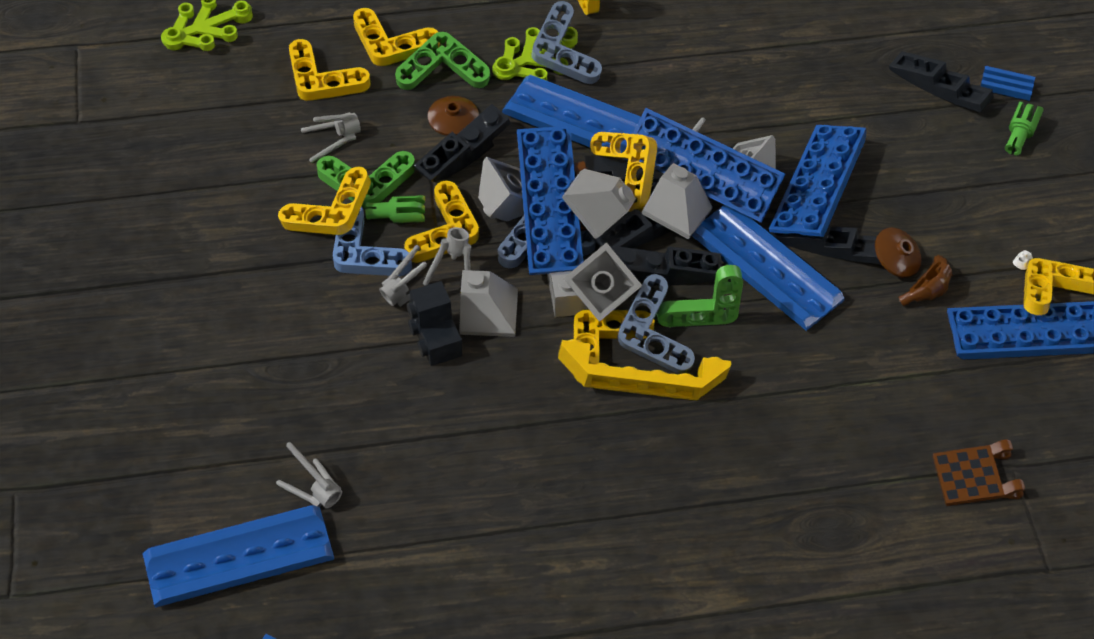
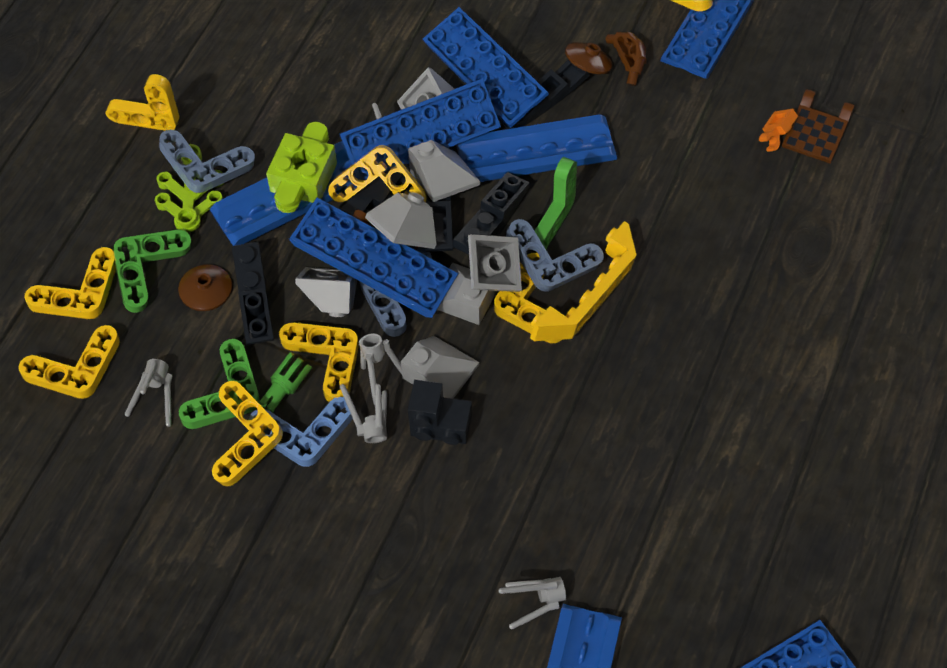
camera: 55 degrees left, 5 degrees up
(612, 116) = (301, 167): none -> lime brick
(947, 437) = (777, 125): none -> orange plate

